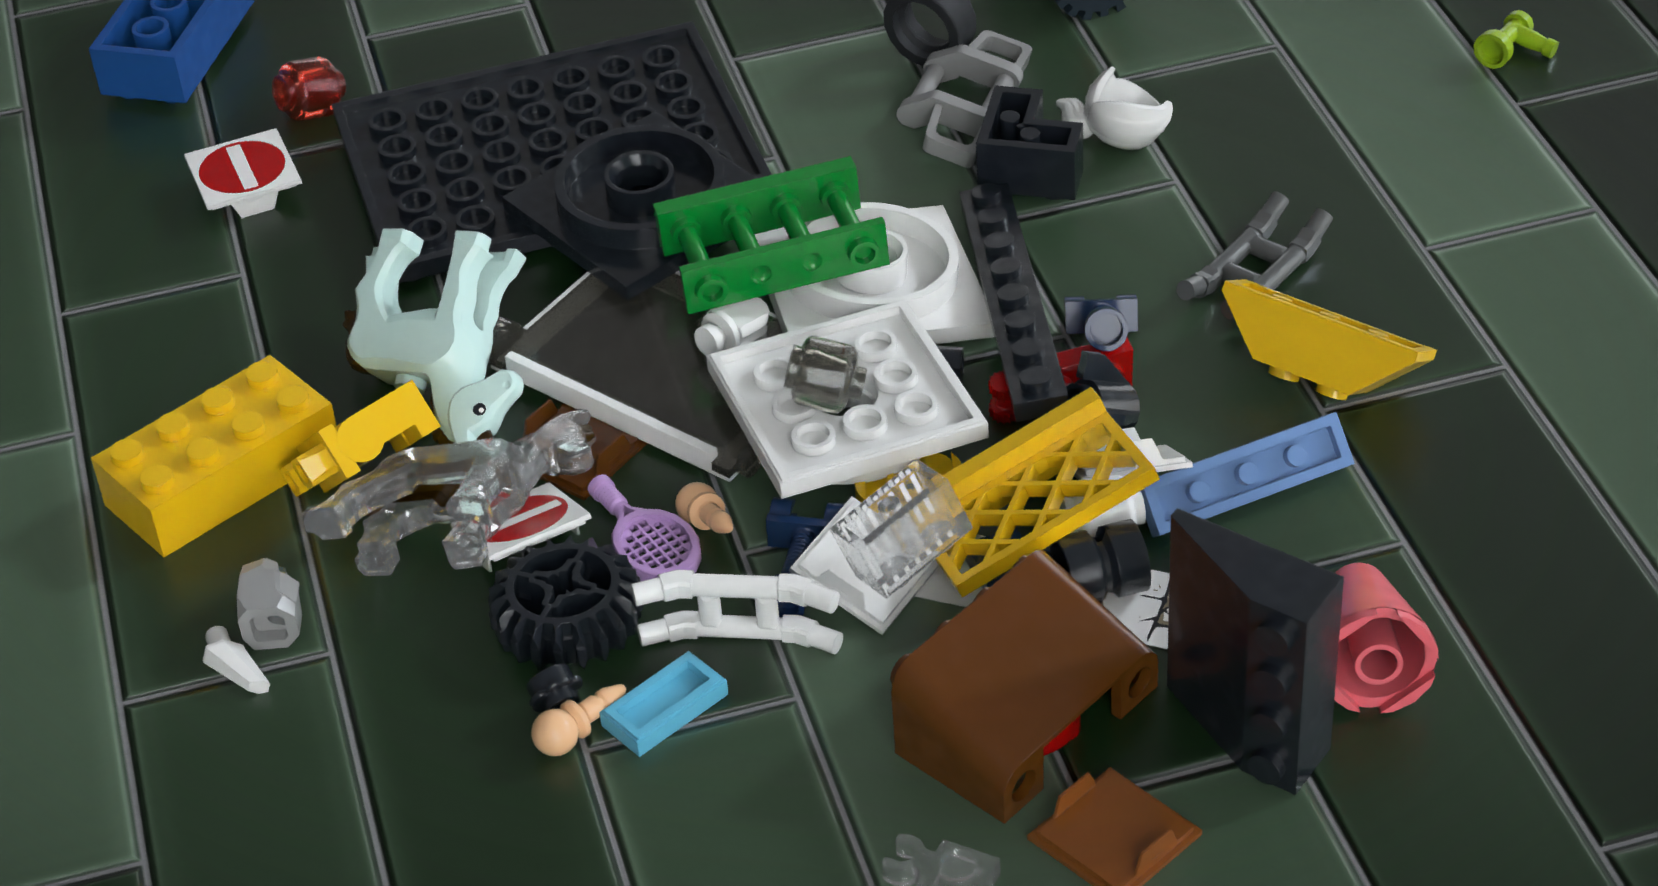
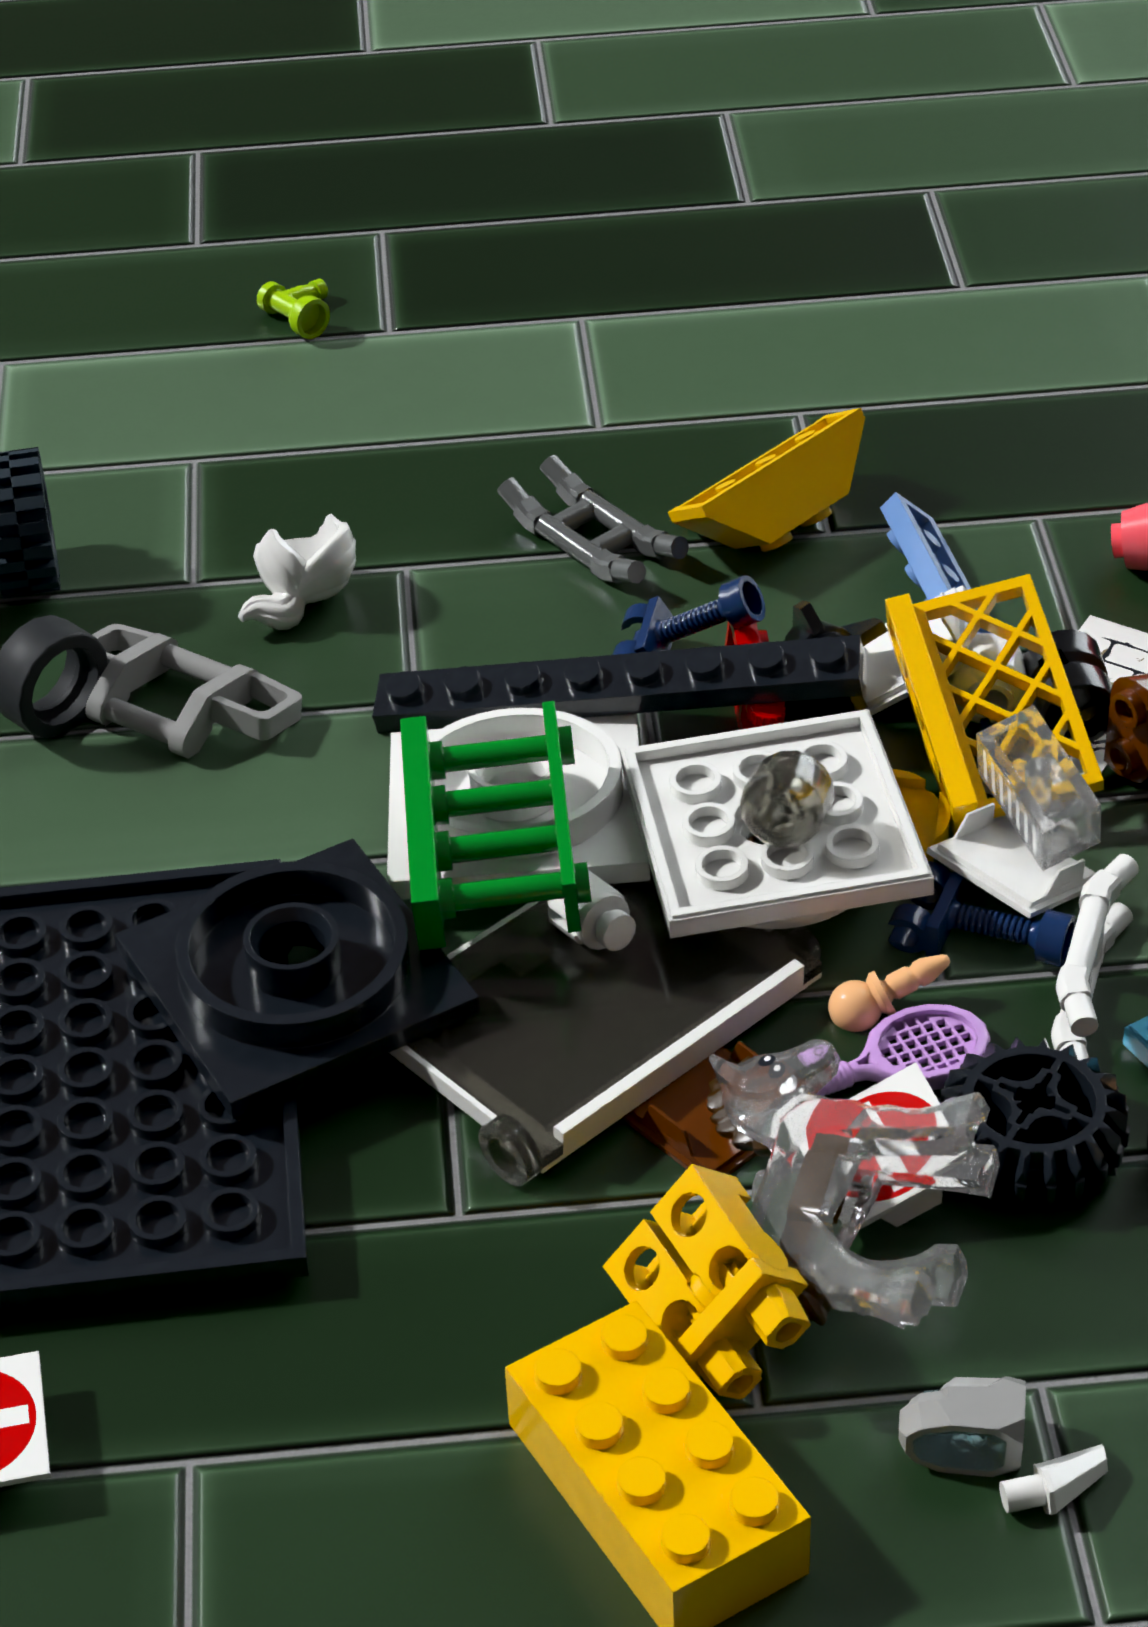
camera: 80 degrees left, 0 degrees up
(441, 345) = (530, 1208): light aqua animal -> none
(1026, 150) = (337, 645): black brick -> none

